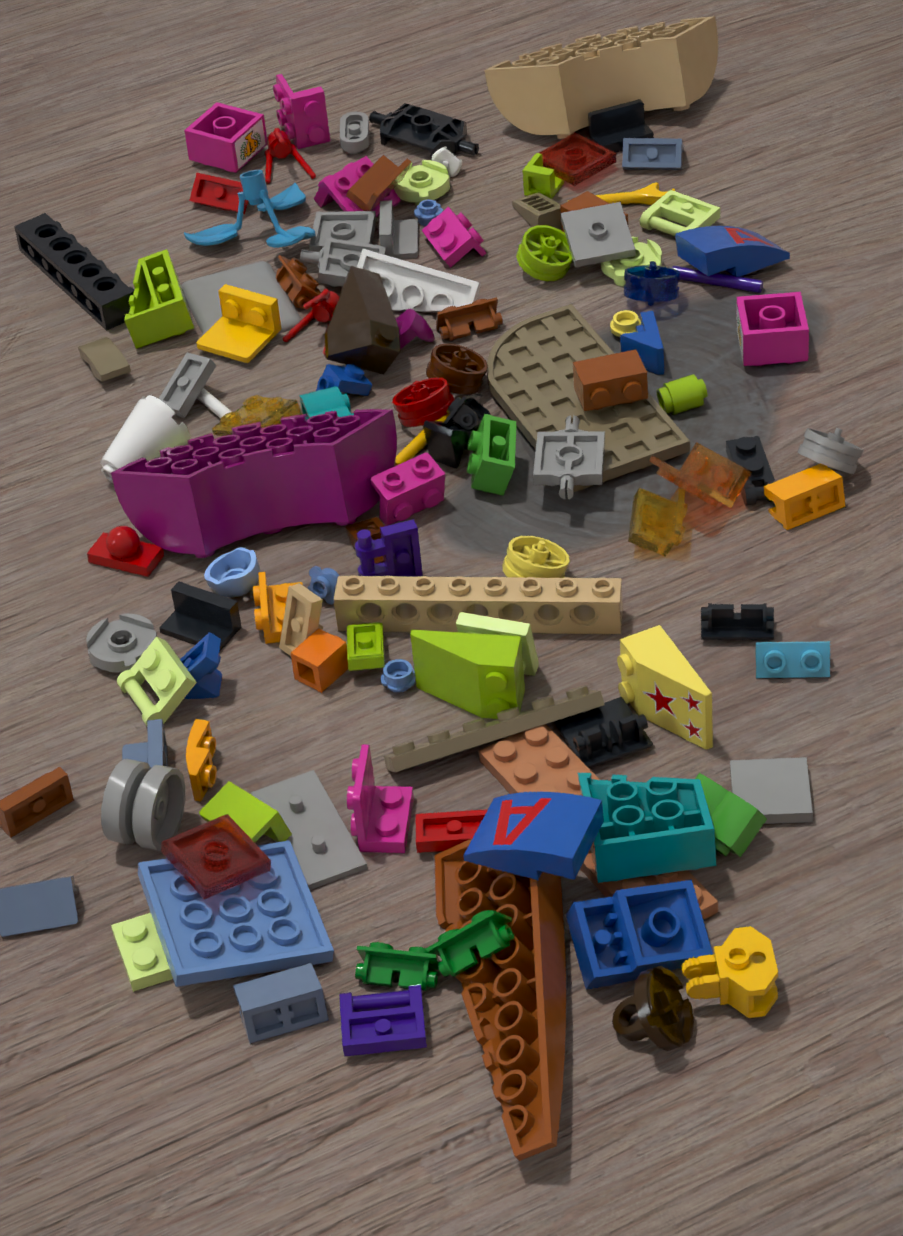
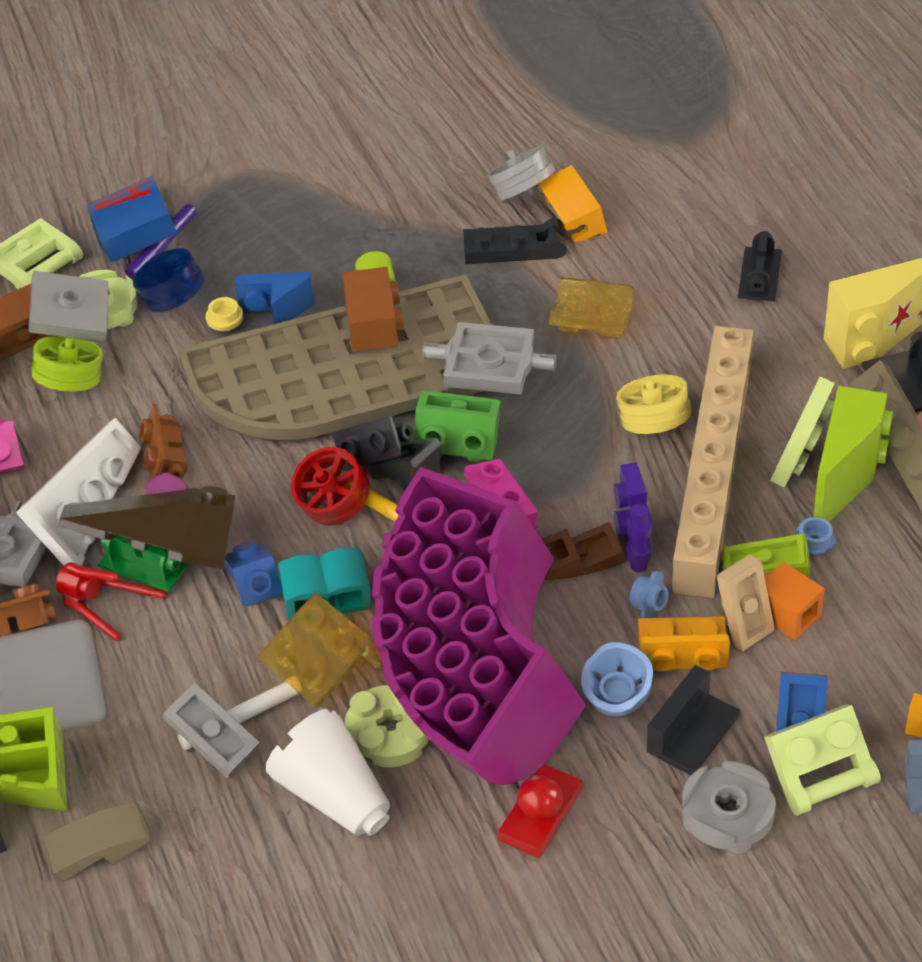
camera: 85 degrees left, 5 degrees up
(245, 326) = (90, 672): yellow bracket -> none
(459, 366) = (271, 453): reddish brown wheel -> none
(706, 476) = (534, 263): clear orange bracket -> none
(772, 329) = (296, 194): dark pink brick -> none
(792, 659) = (816, 238): medium azure hinge -> none

